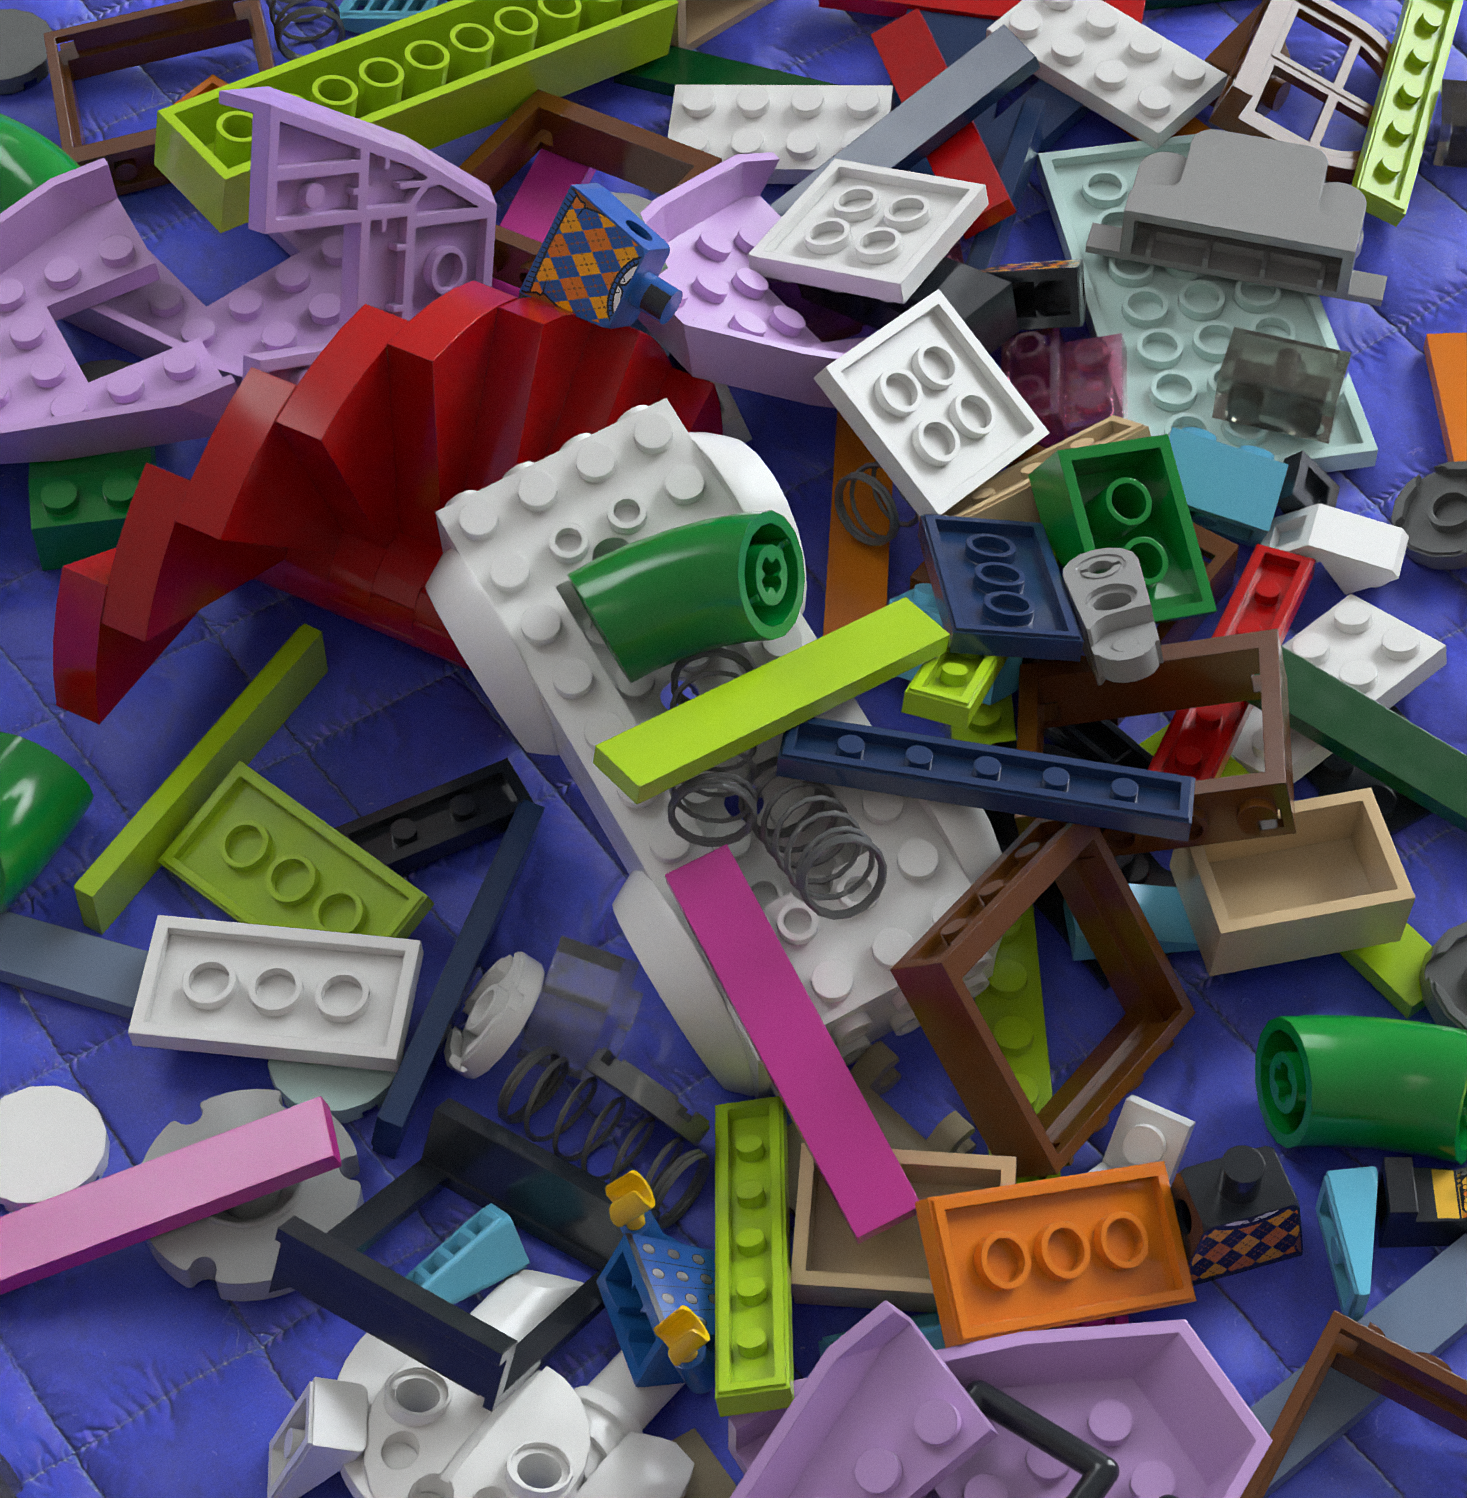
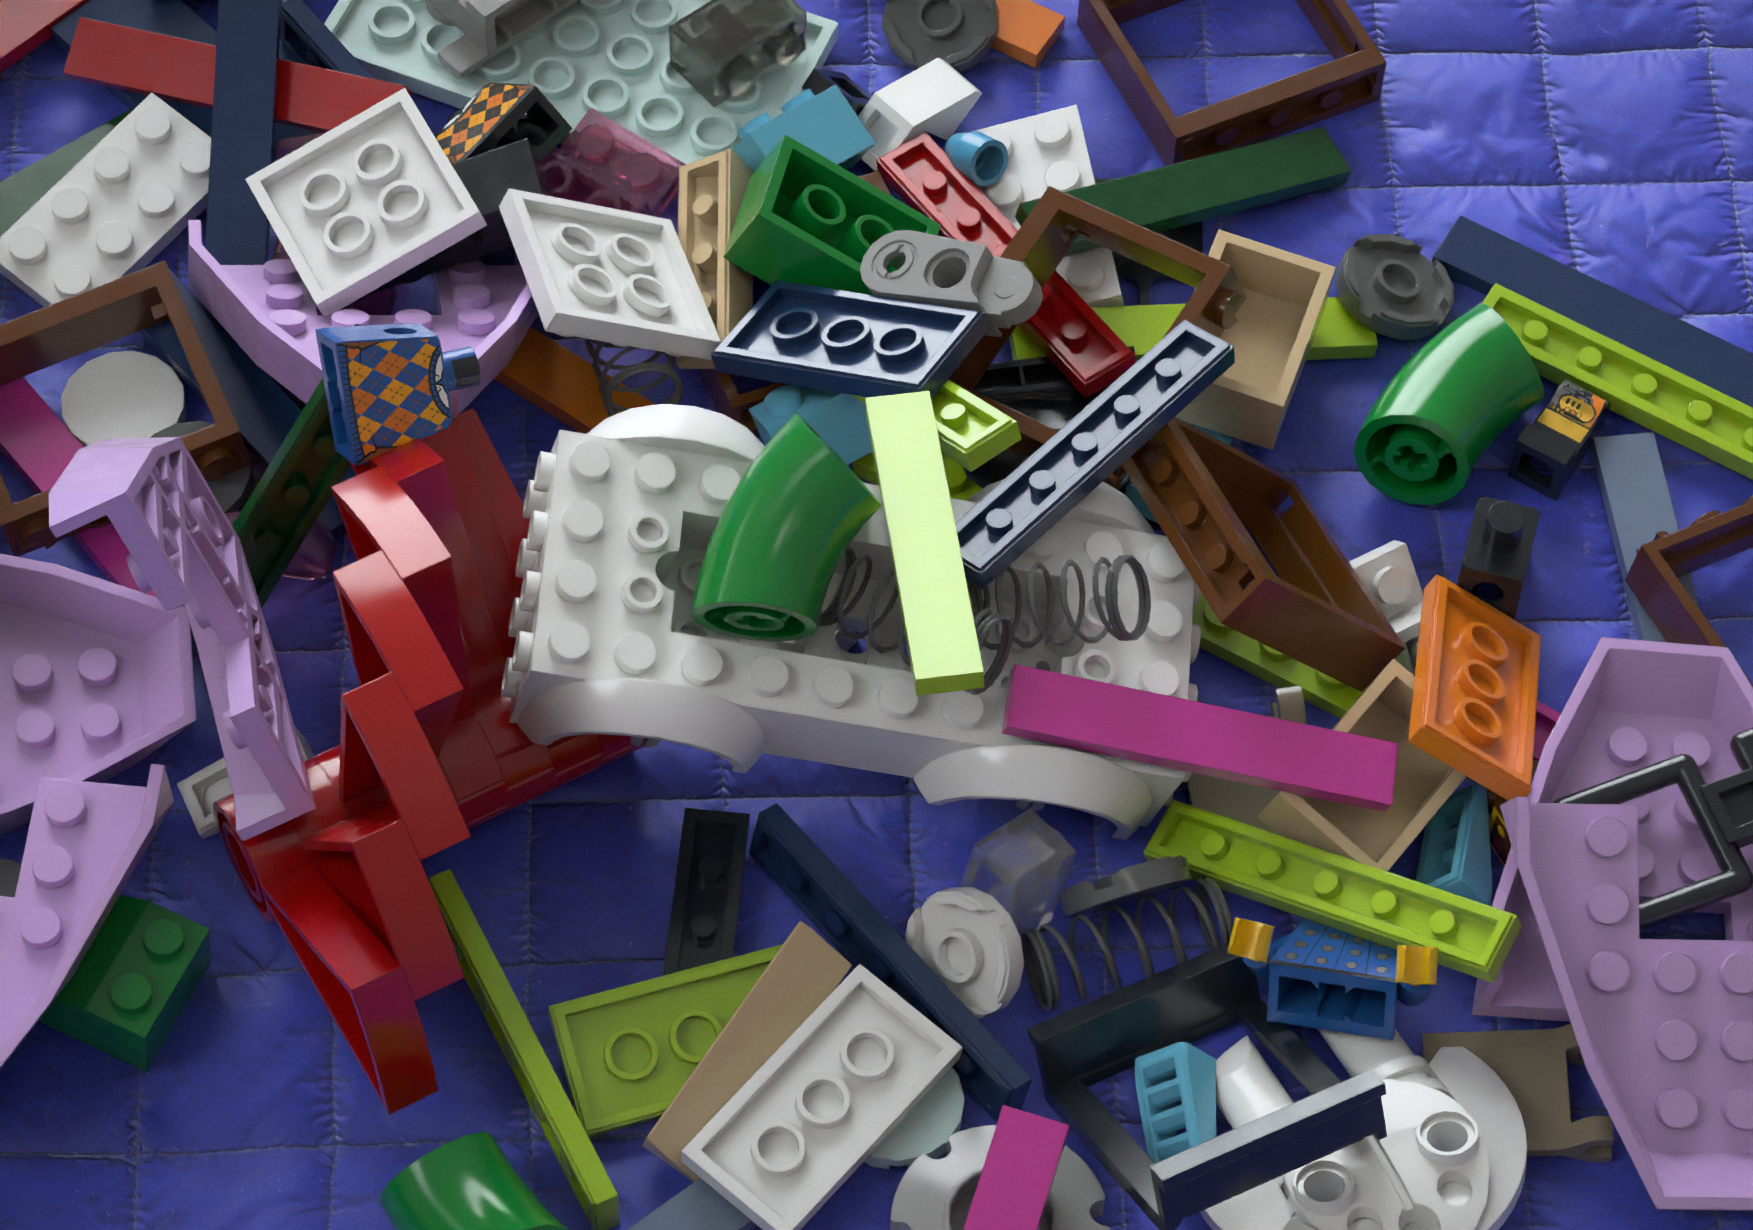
camera: 60 degrees left, 5 degrees up
(353, 901) = (775, 1007): none -> tan slope
(1313, 613) = (977, 156): none -> dark azure hose
(1347, 1226) = (1566, 511): medium azure slope -> none

